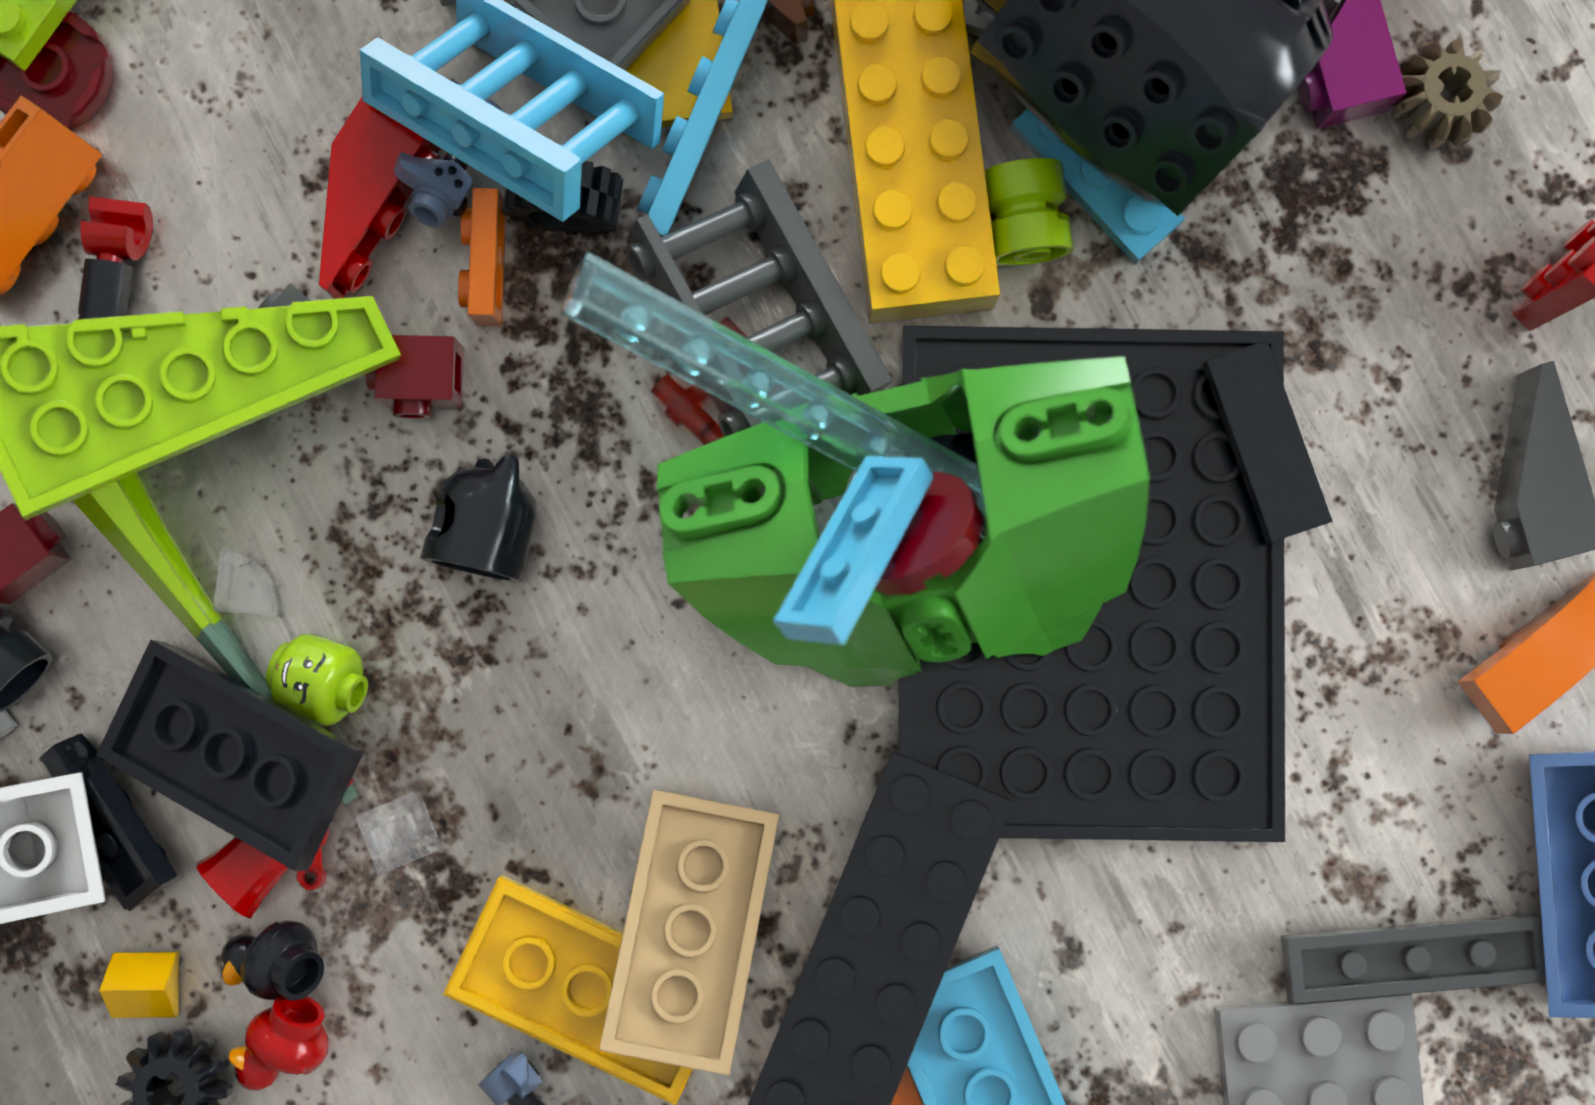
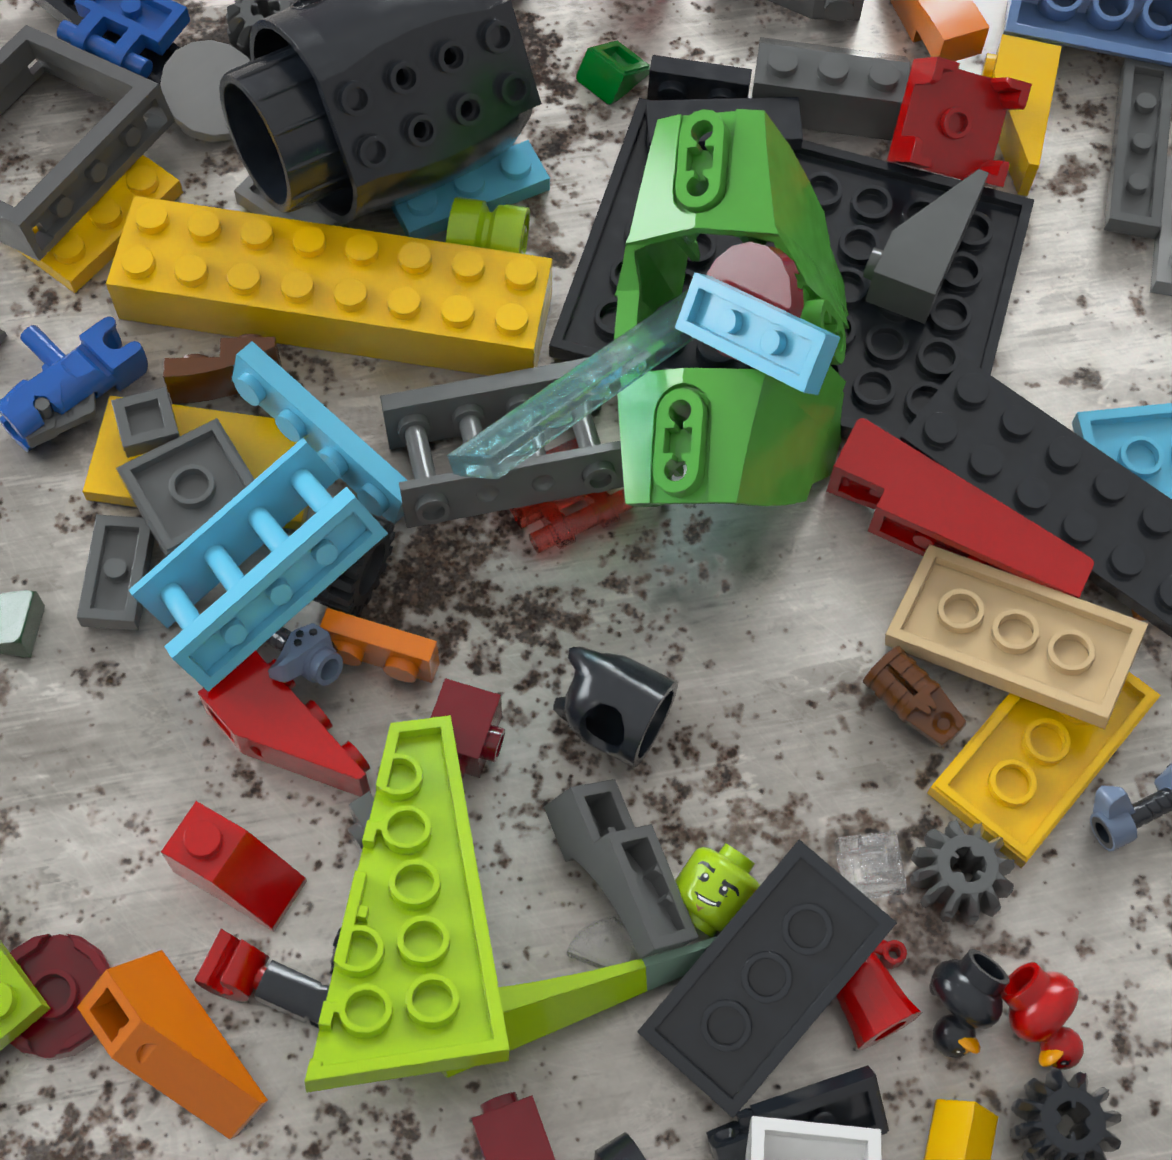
camera: 75 degrees left, 20 degrees down
(209, 191) = (233, 866): none -> red slope
(306, 579) = (625, 863): none -> dark grey slope
(388, 915) = (973, 857): none -> dark grey gear
(592, 839) = (915, 697): none -> reddish brown hinge
(816, 833) = (928, 504): none -> red wedge
(1145, 721) = (921, 250): none -> dark grey slope
(1322, 372) = (691, 80): none -> black plate
(1328, 288) = (611, 71): none -> green slope
(1350, 721) = (954, 120): none -> red panel
(1389, 554) = (835, 85): none -> dark grey slope
(1434, 795) = (1025, 129): none -> yellow slope

